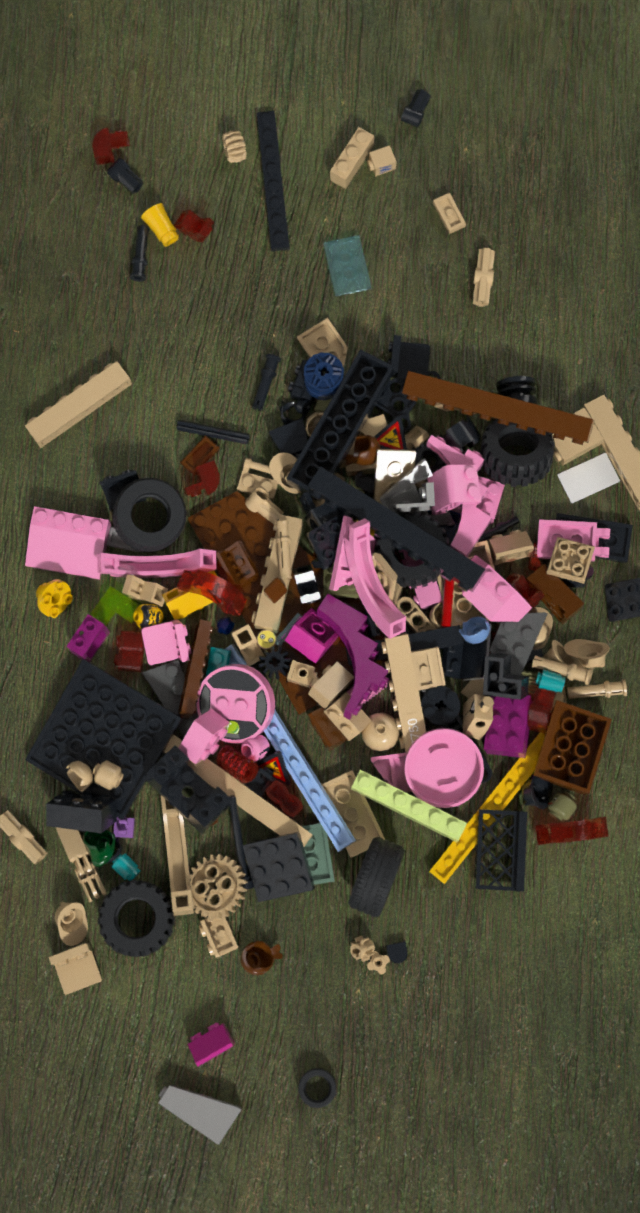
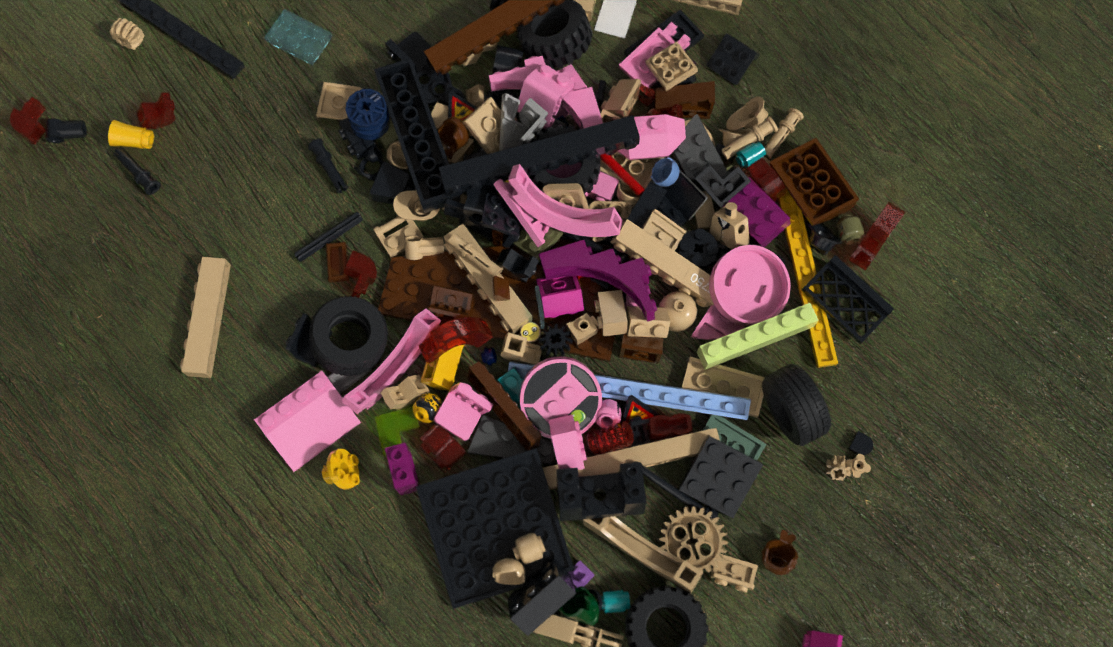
camera: 55 degrees left, 5 degrees down
(302, 1088) = (936, 591): black tyre -> none

